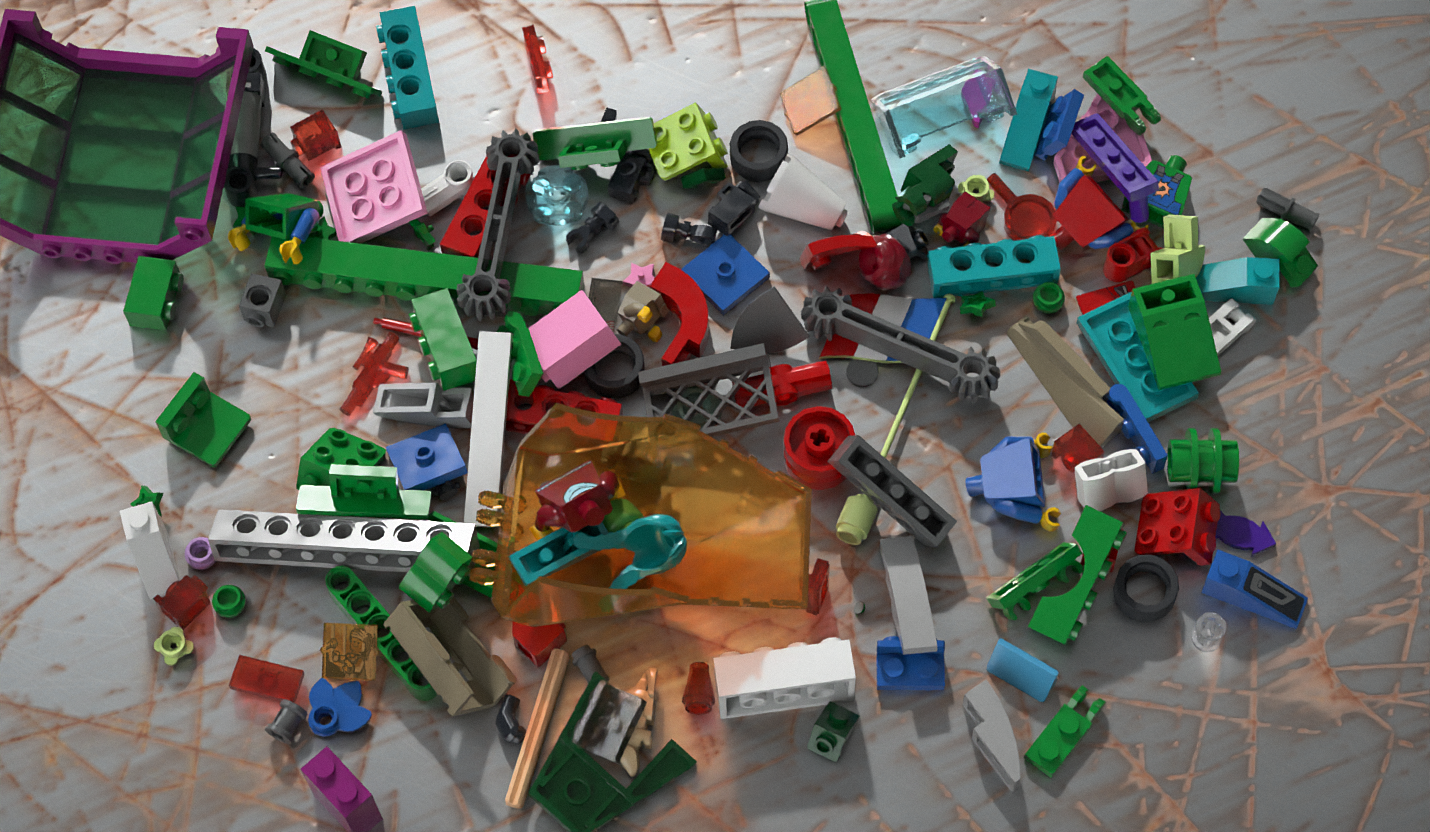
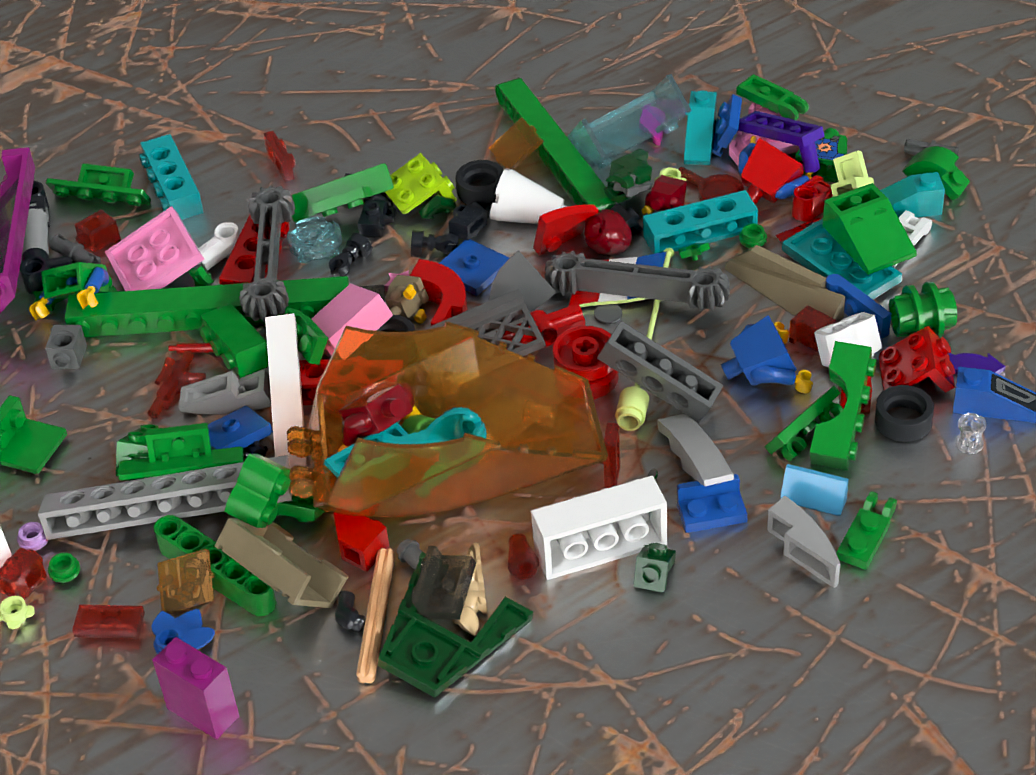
camera: 10 degrees left, 20 degrees down
(286, 721) = (130, 654): dark grey bush -> none

